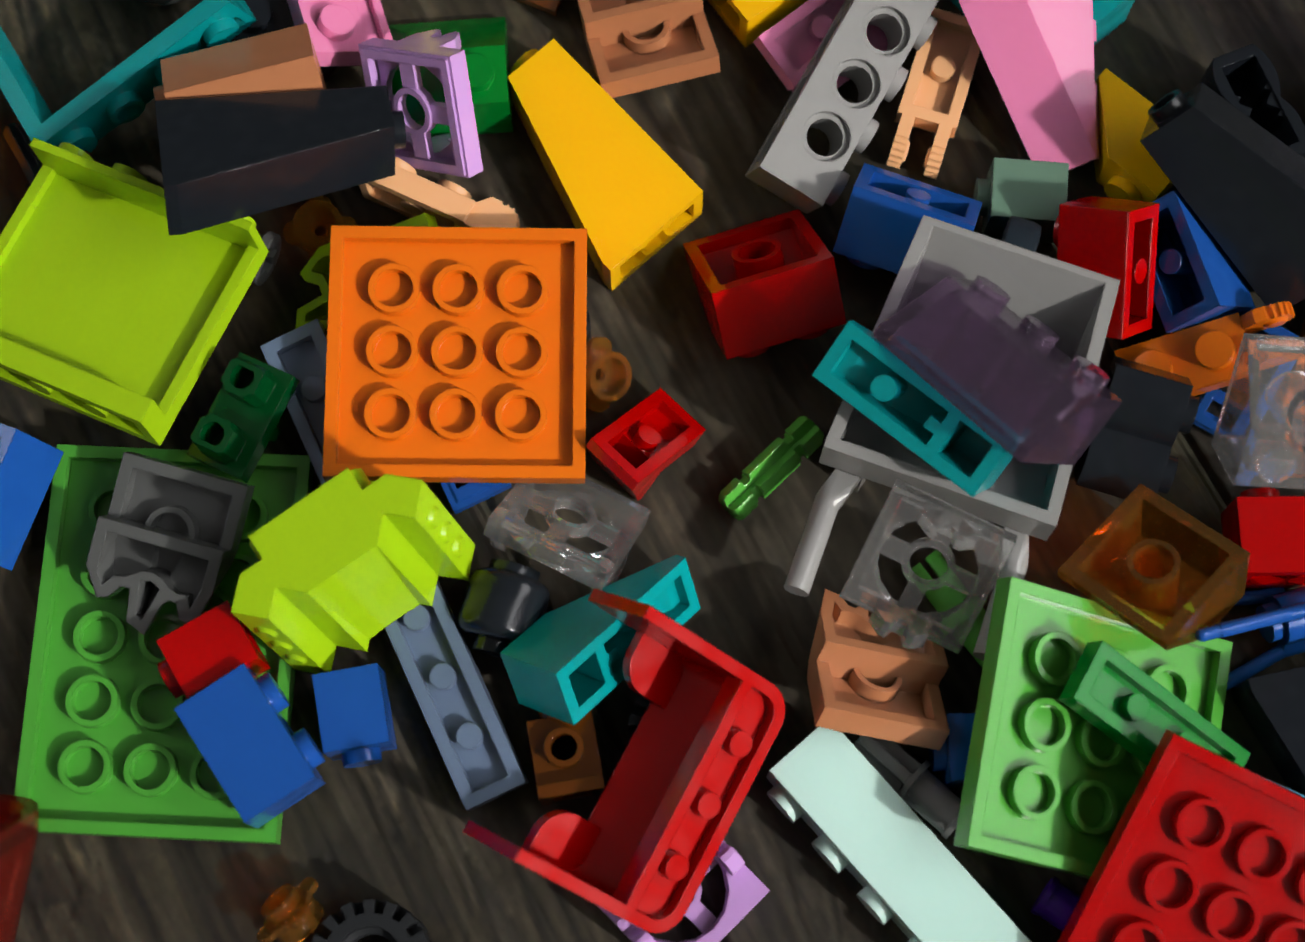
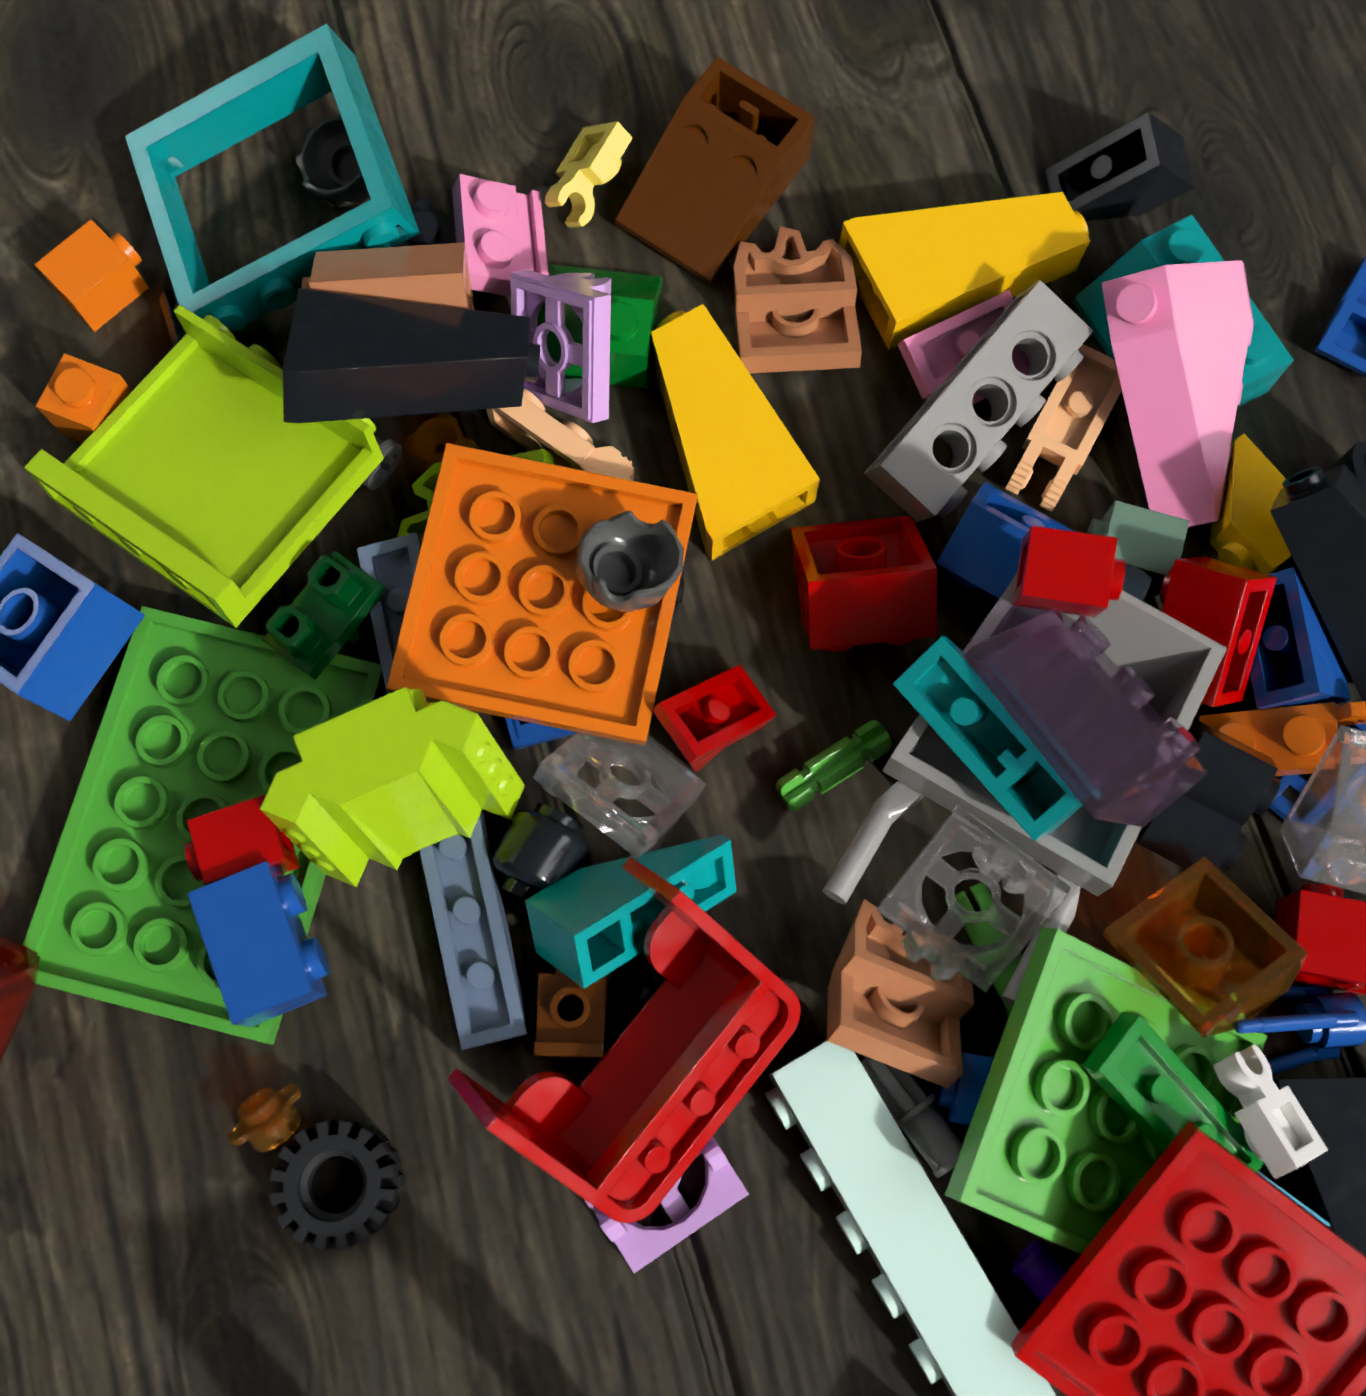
camera: 10 degrees right, 0 degrees up
(167, 537) = (223, 719): dark grey plate -> none
(354, 714) = (372, 930): blue brick -> none
(535, 307) = (628, 561): none -> dark grey hair
(614, 377) = (697, 645): clear orange plate -> none
(956, 237) = (1068, 572): none -> red brick
(1244, 713) = (1271, 1117): none -> white plate

